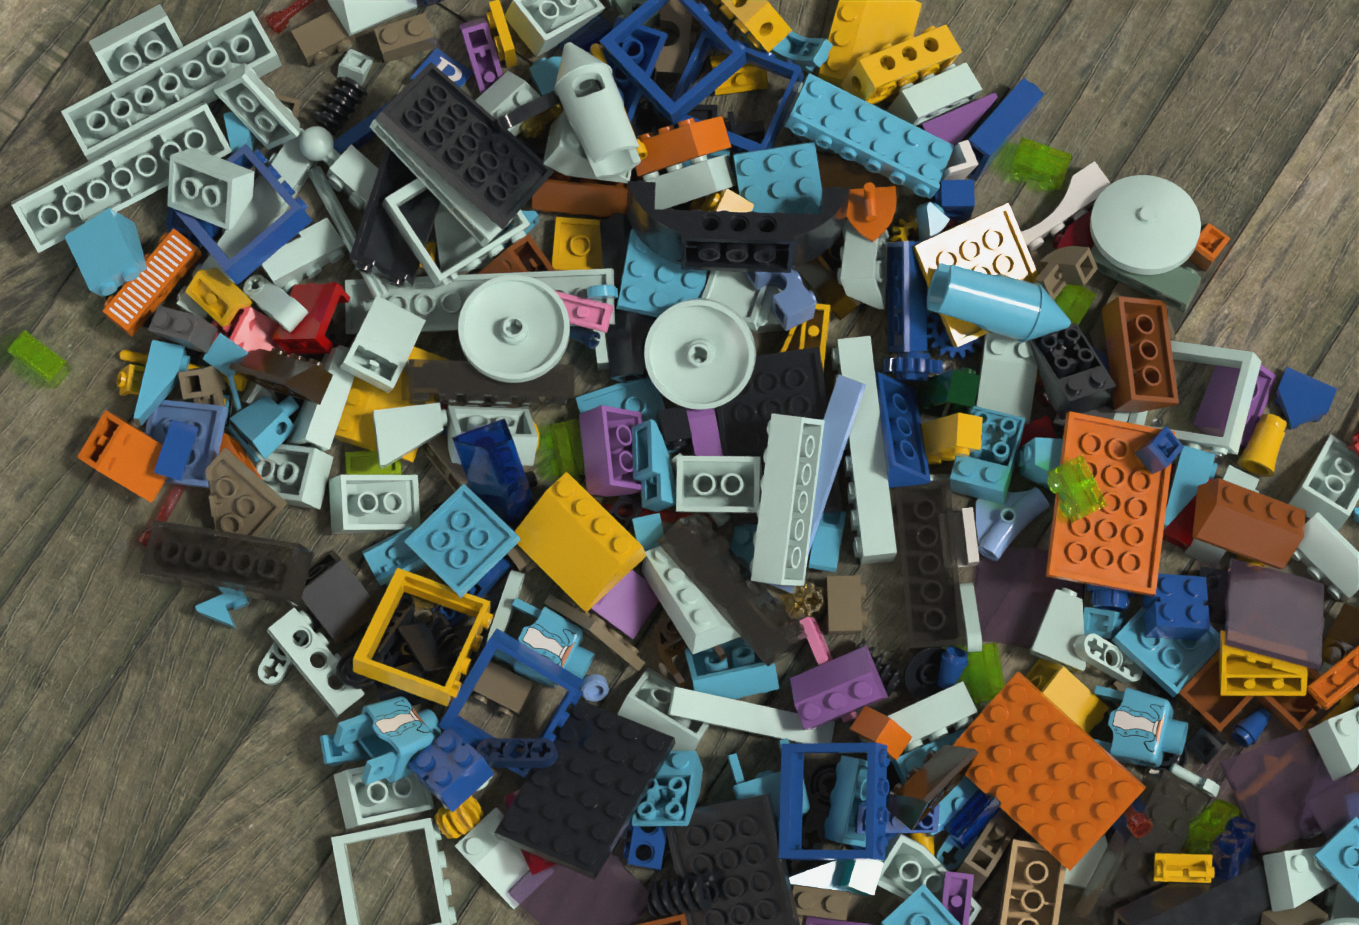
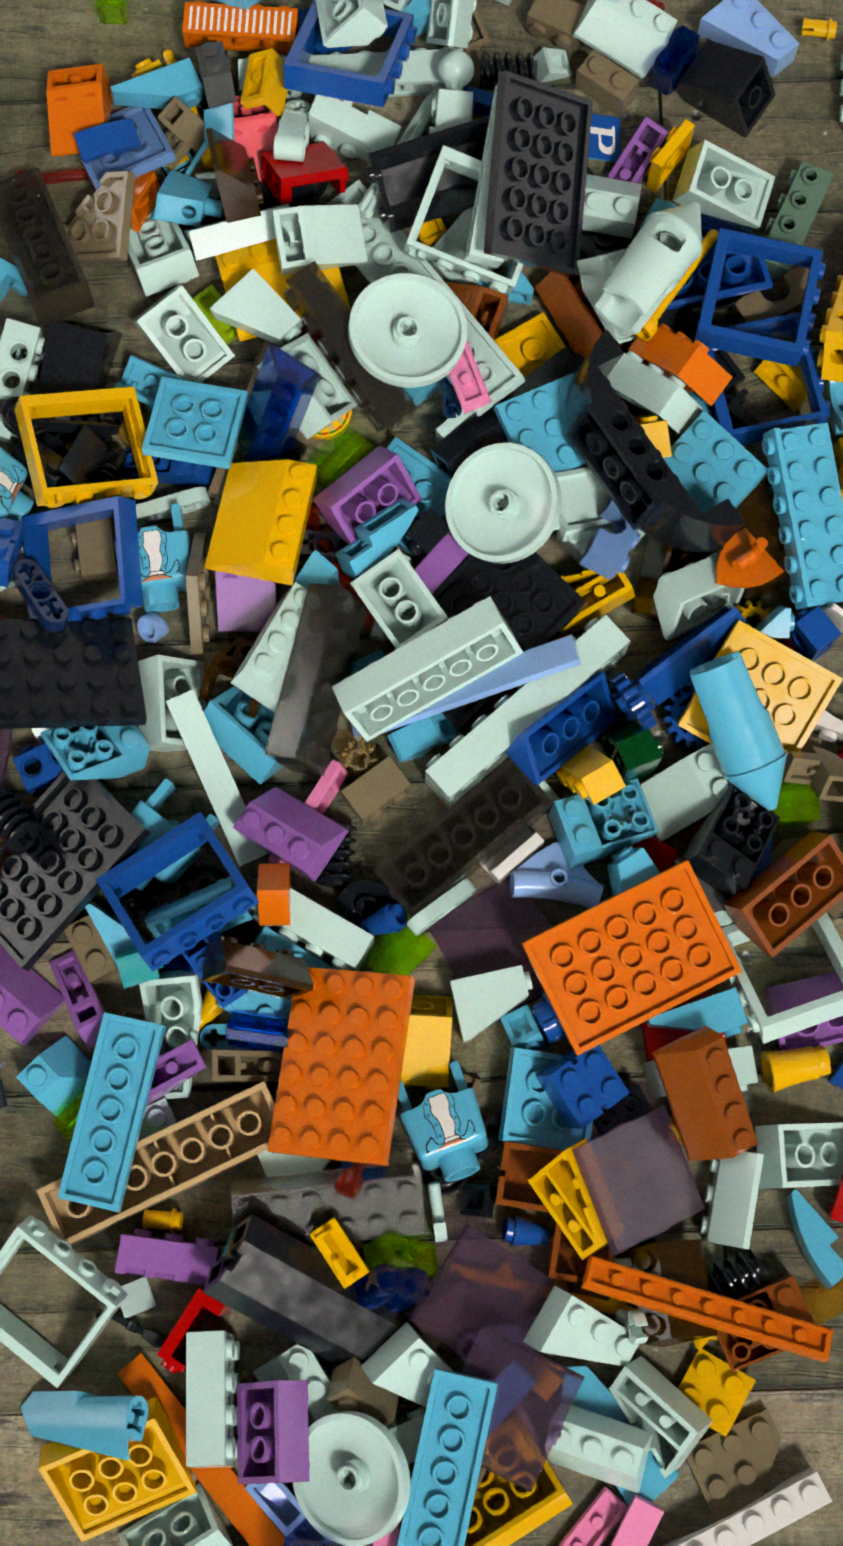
camera: 55 degrees right, 0 degrees up
(525, 112) = (607, 209): black beam -> none
(536, 125) = (613, 235): clear yellow plate -> none
(602, 292) = (495, 381): medium azure tile -> none
(1076, 489) = (618, 912): clear neon green brick -> none
(1098, 660) = (484, 1047): light aqua beam -> none
(1159, 451) = (713, 968): blue slope -> none

